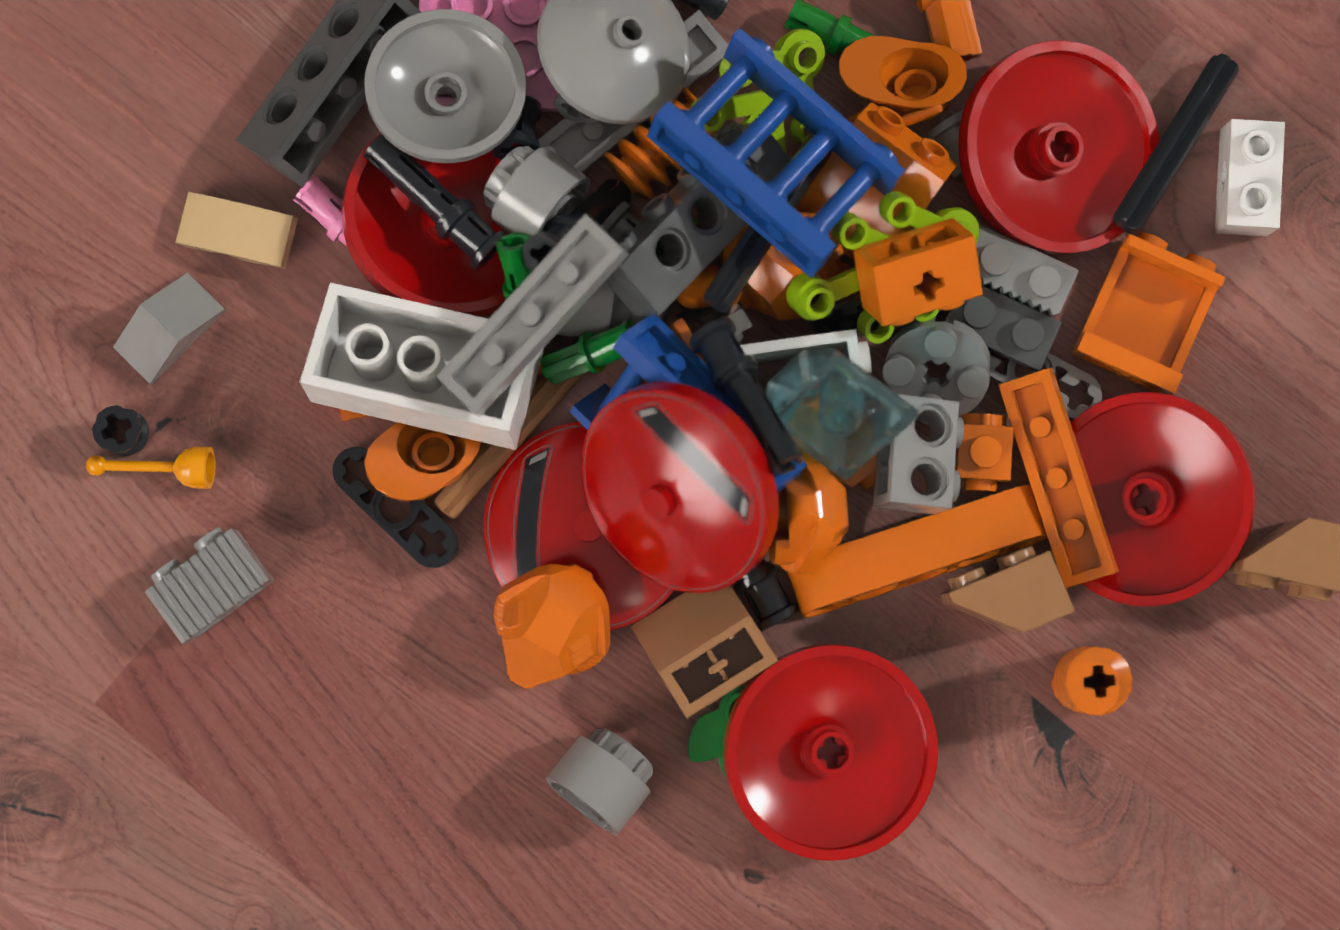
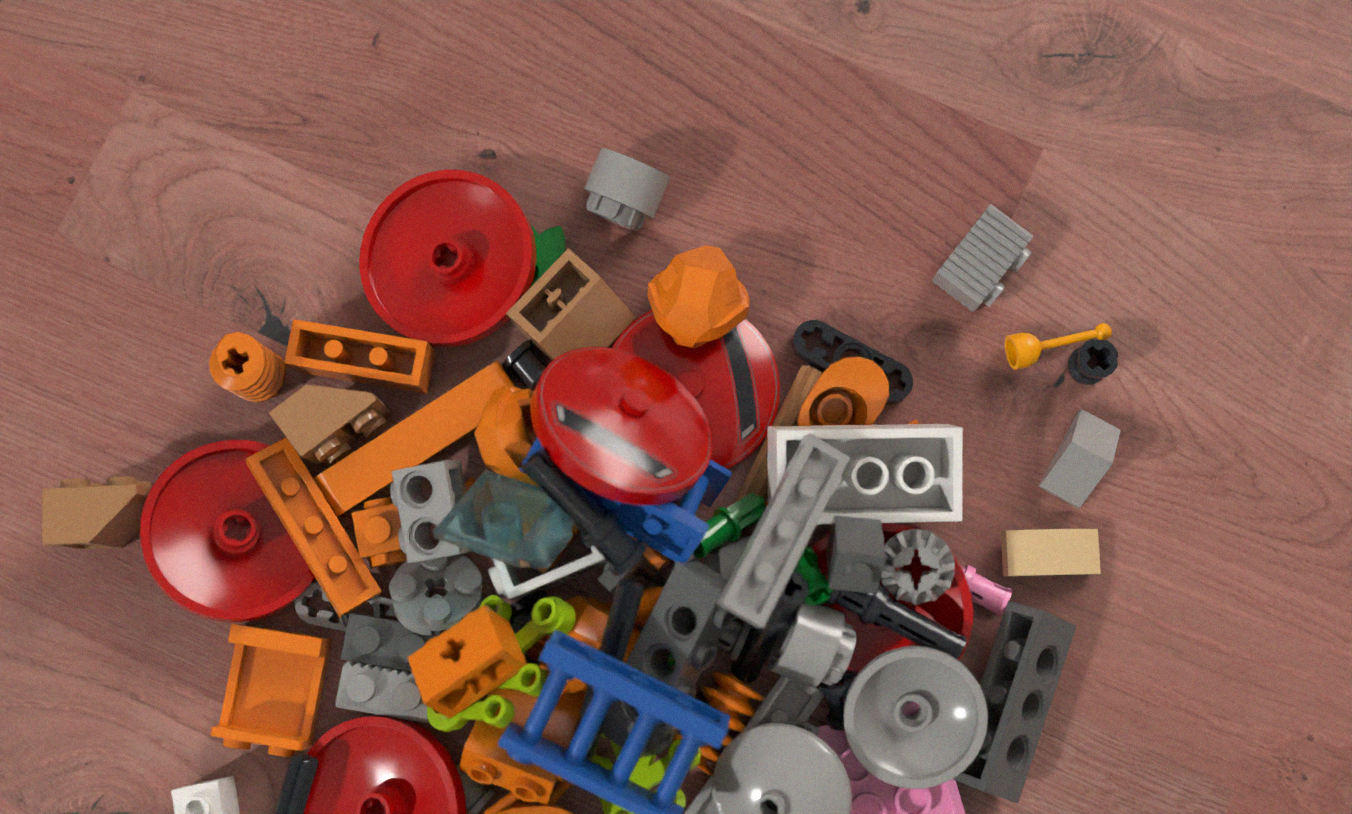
camera: 165 degrees right, 5 degrees down
(373, 253) = (933, 553): none -> light grey gear
(460, 273) = (855, 554): none -> dark grey brick
(960, 661) = (360, 356): none -> orange brick

